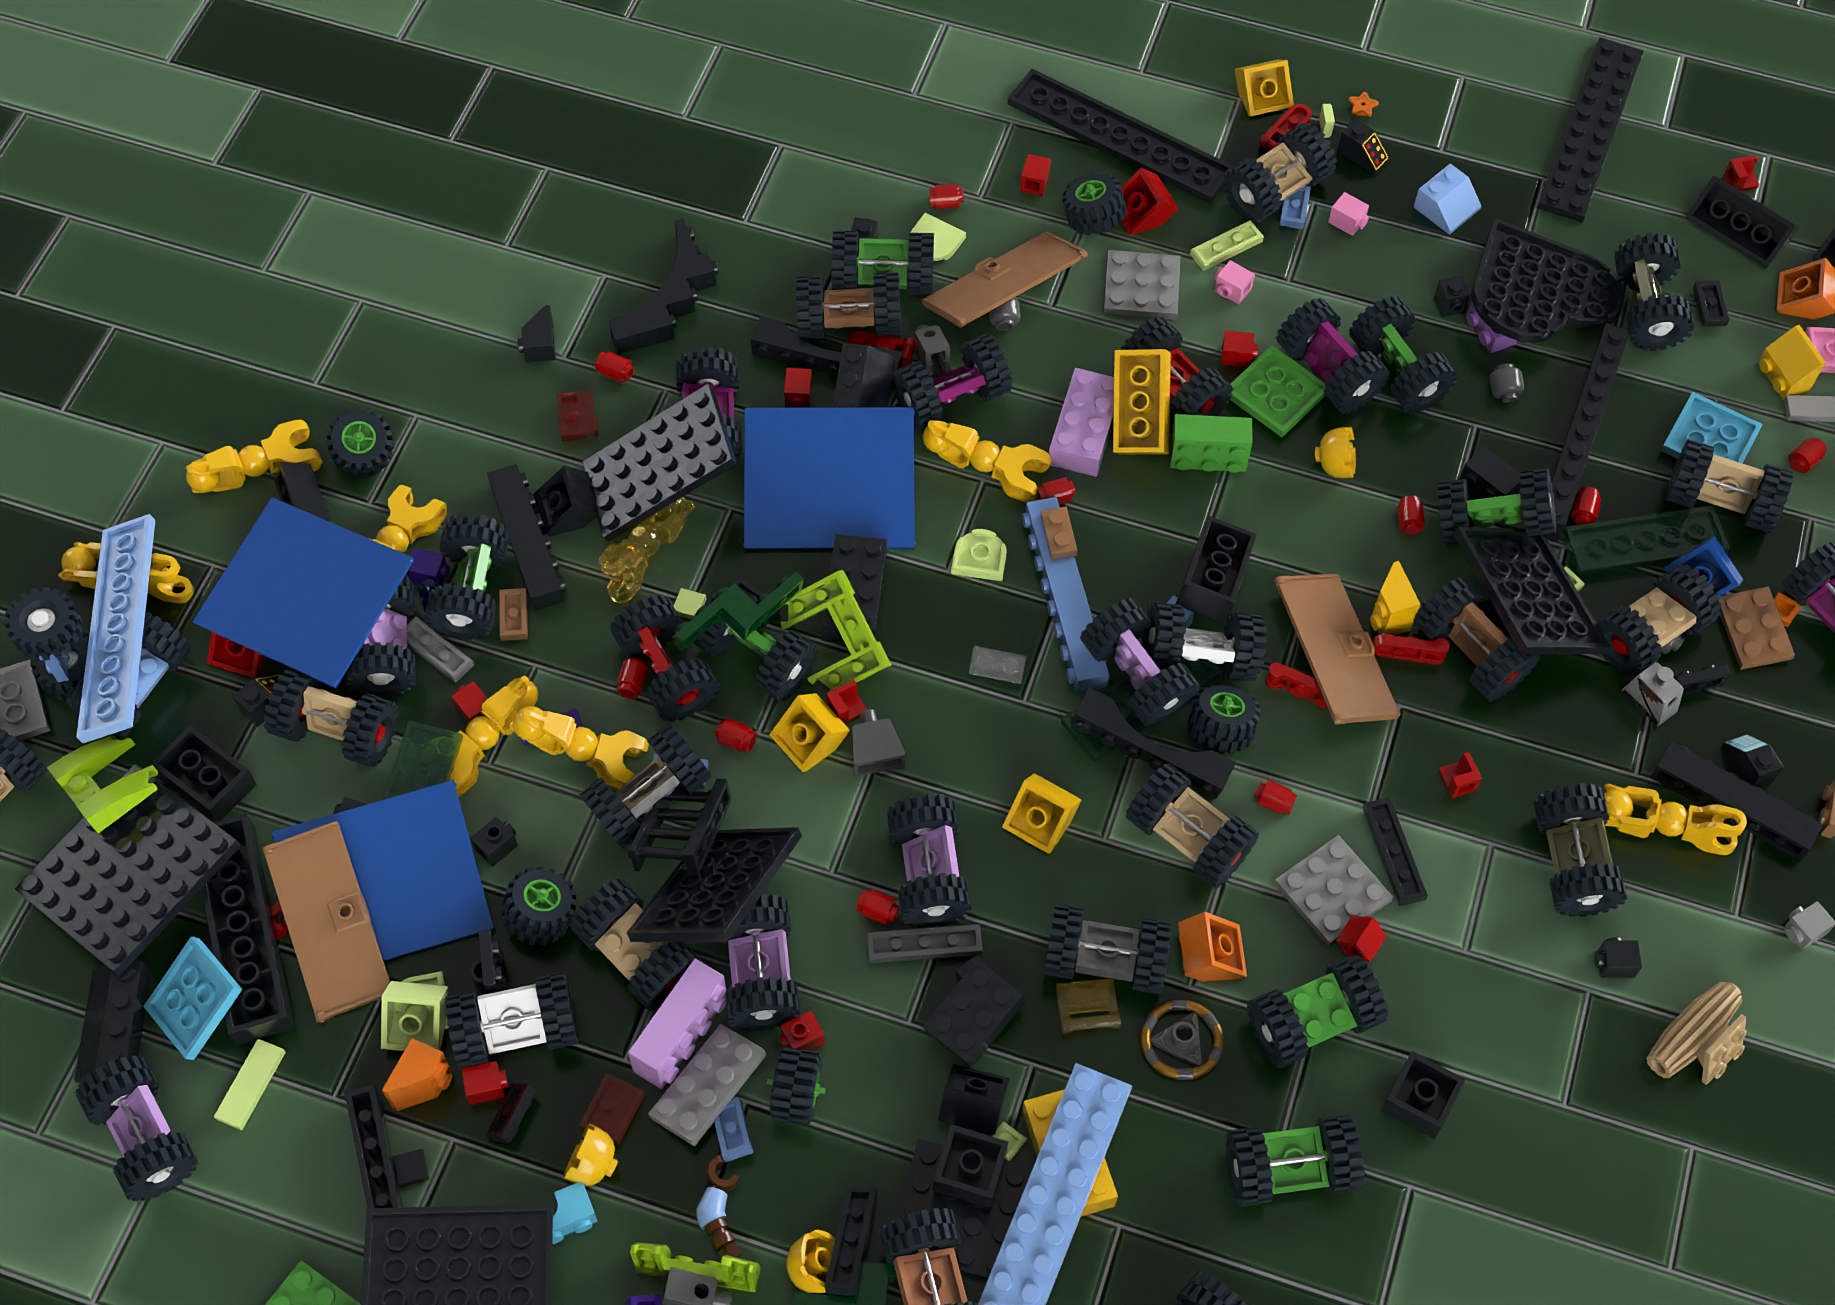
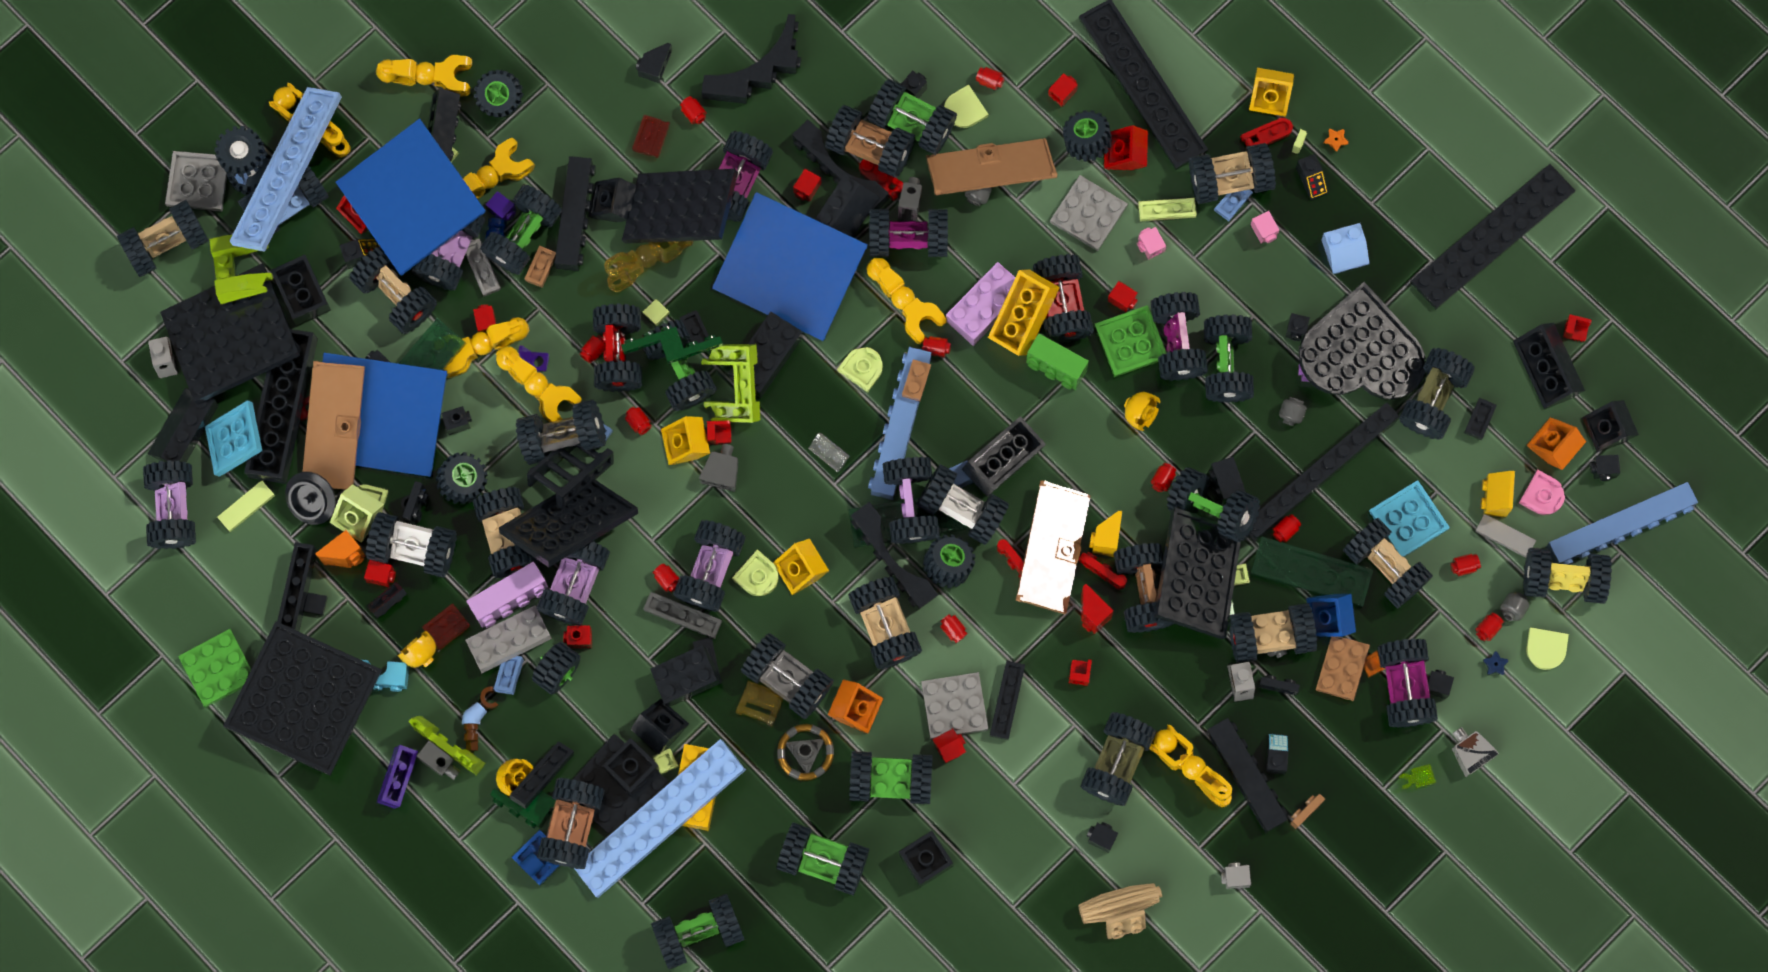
camera: 30 degrees right, 15 degrees up
(40, 935) = (163, 354): none -> light grey torso
(339, 1027) = (310, 498): none -> black piece
(992, 851) = (757, 575): none -> yellowish green tile
(1430, 692) = (1094, 610): none -> red slope

